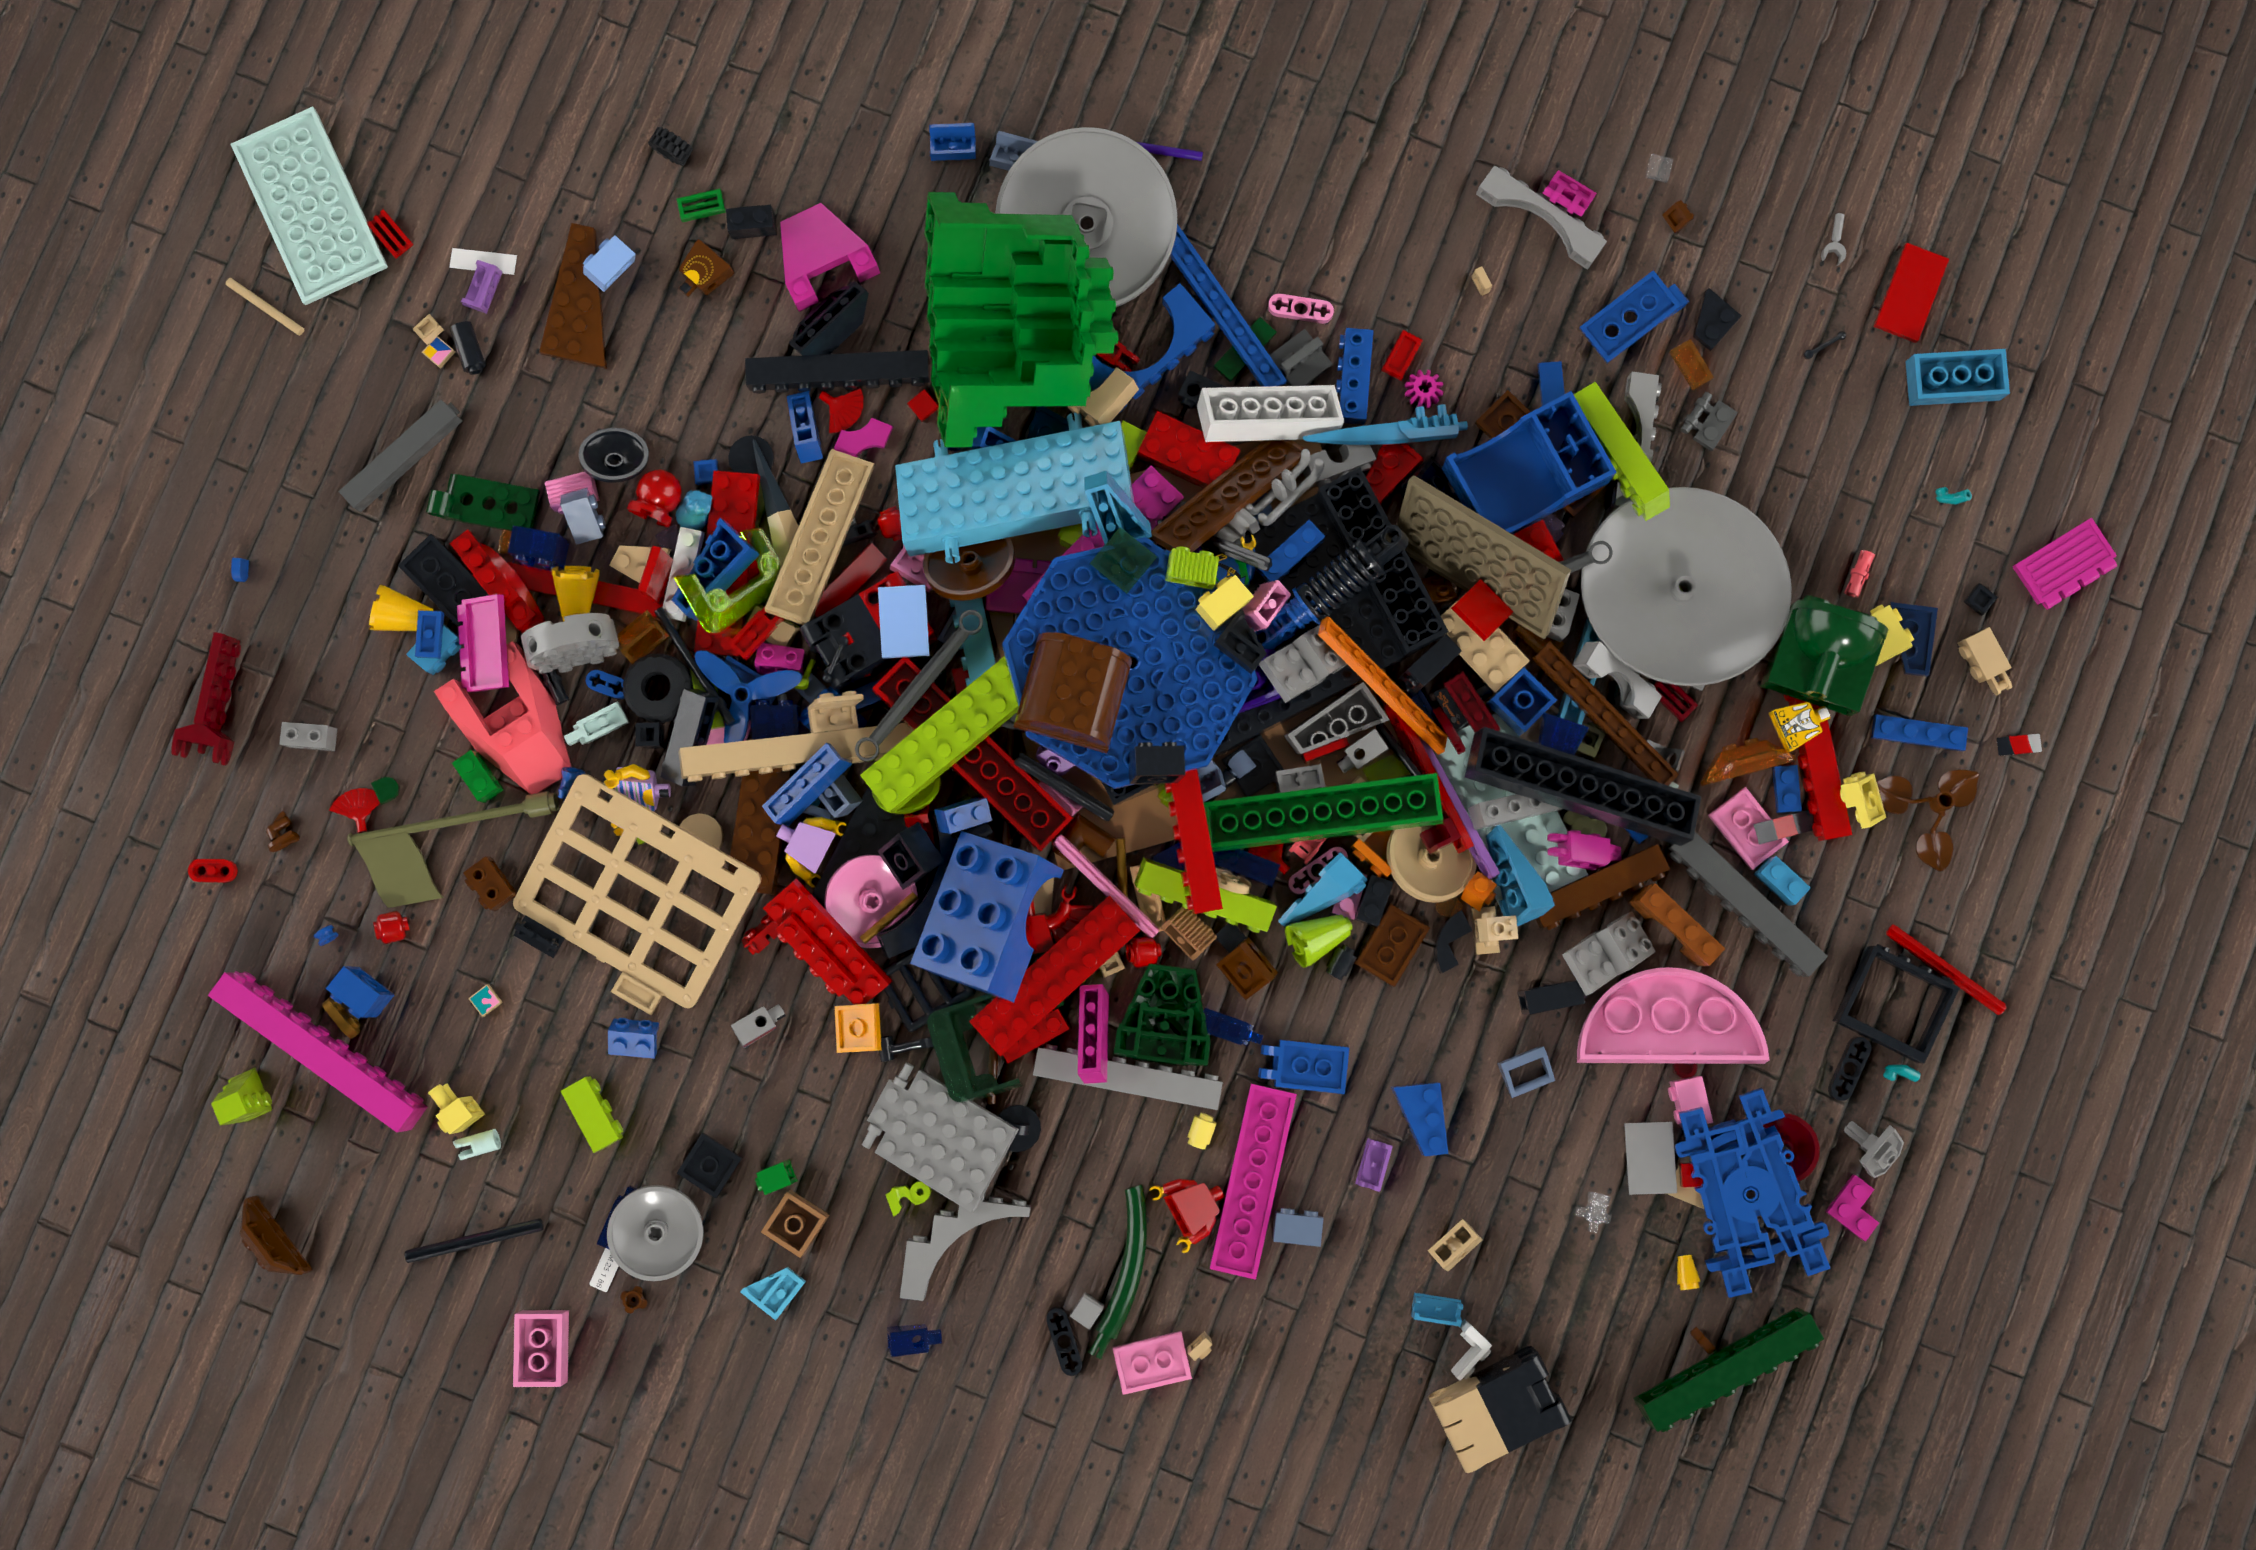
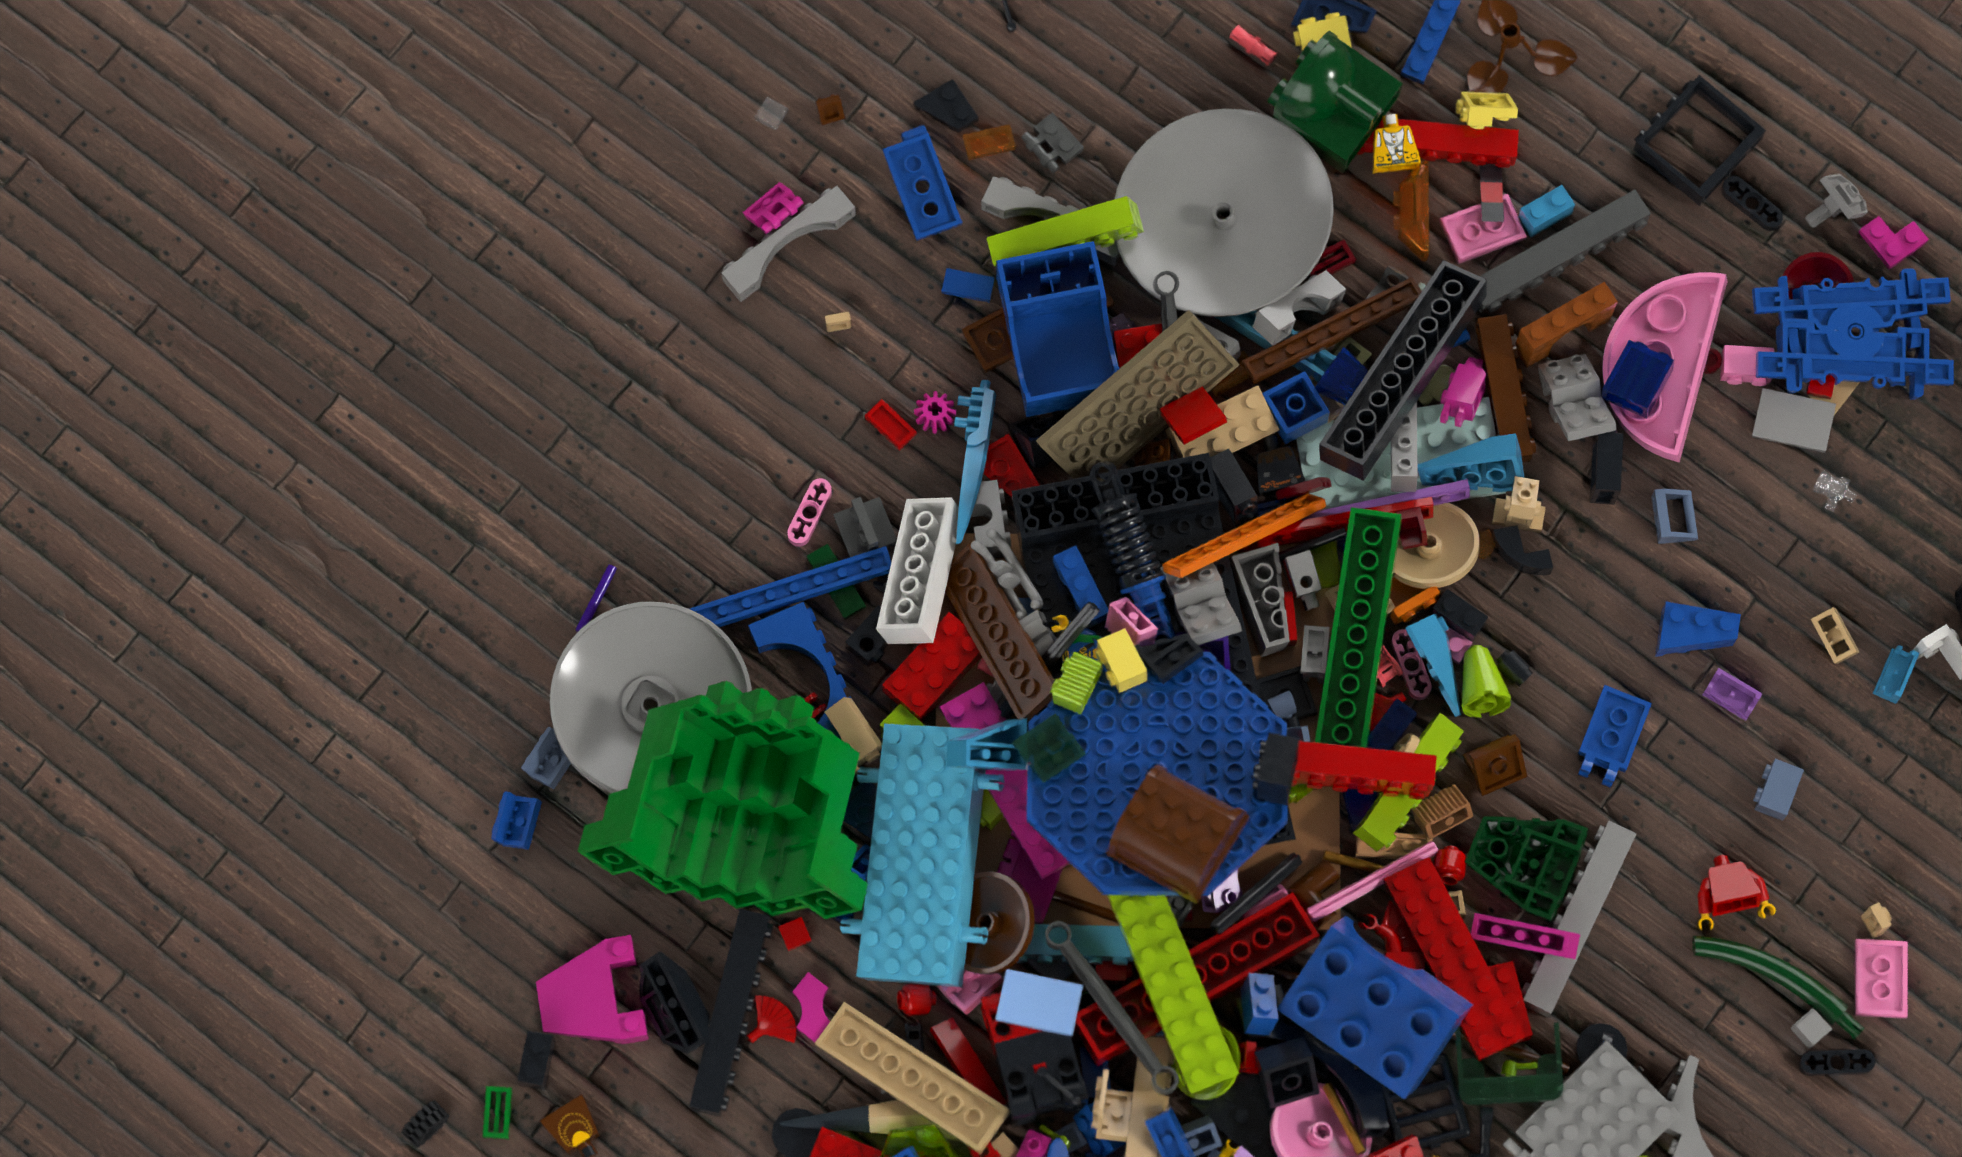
camera: 75 degrees left, 10 degrees down
(804, 427) = (781, 1065): blue slope -> none
(976, 1052) = (1510, 1067): none -> lime hand
(1201, 1130) = (1652, 858): light yellow brick -> none
(1230, 937) = (1457, 773): black tile -> none
(1230, 1028) = (1554, 797): clear blue hinge -> none
(1253, 1181) = (1718, 821): dark pink plate -> none
(1355, 374) = (897, 475): blue brick -> none
(1392, 945) = (1510, 612): reddish brown tile -> none
(1470, 703) = (1285, 458): dark red tile -> none
(1479, 891) = (1479, 507): orange brick -> none
(1643, 1004) = (1638, 378): none -> clear blue brick
(1686, 1273) = (1920, 419): yellow cone -> none
(1786, 789) = (1453, 179): blue plate -> none
(1892, 1071) = (1766, 154): teal arm -> none
(1946, 969) = (1676, 83): red axle -> none

